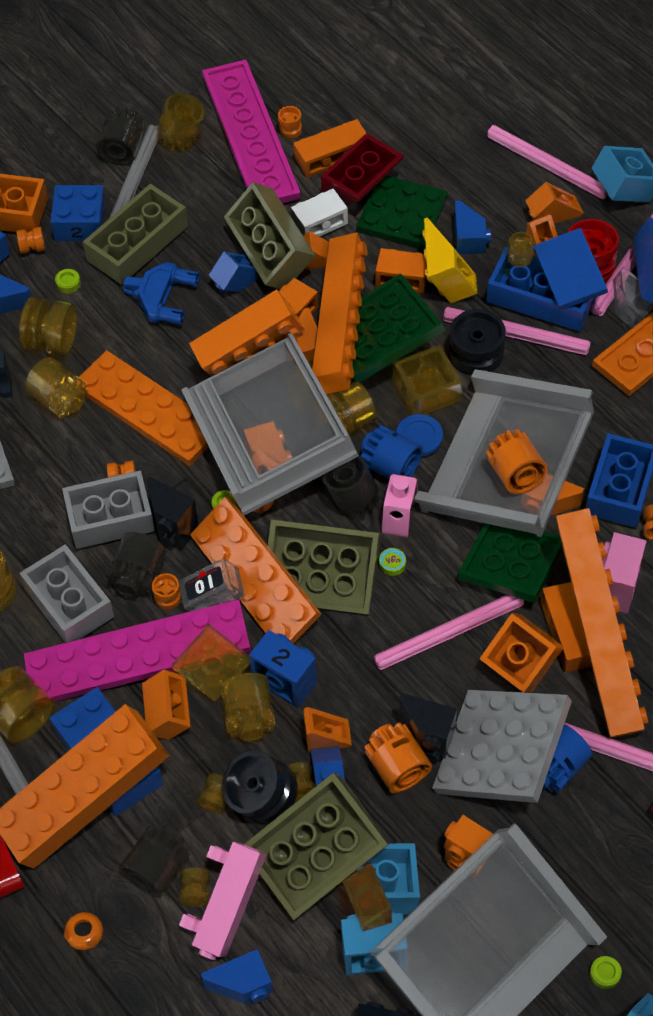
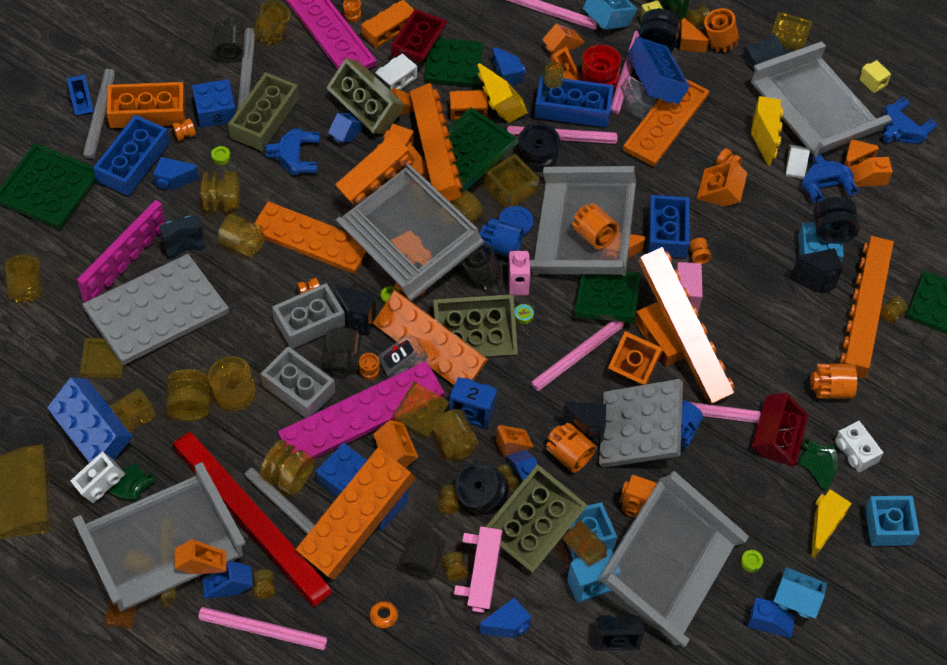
camera: 20 degrees left, 0 degrees up
(570, 269) = (593, 83): blue tile -> none

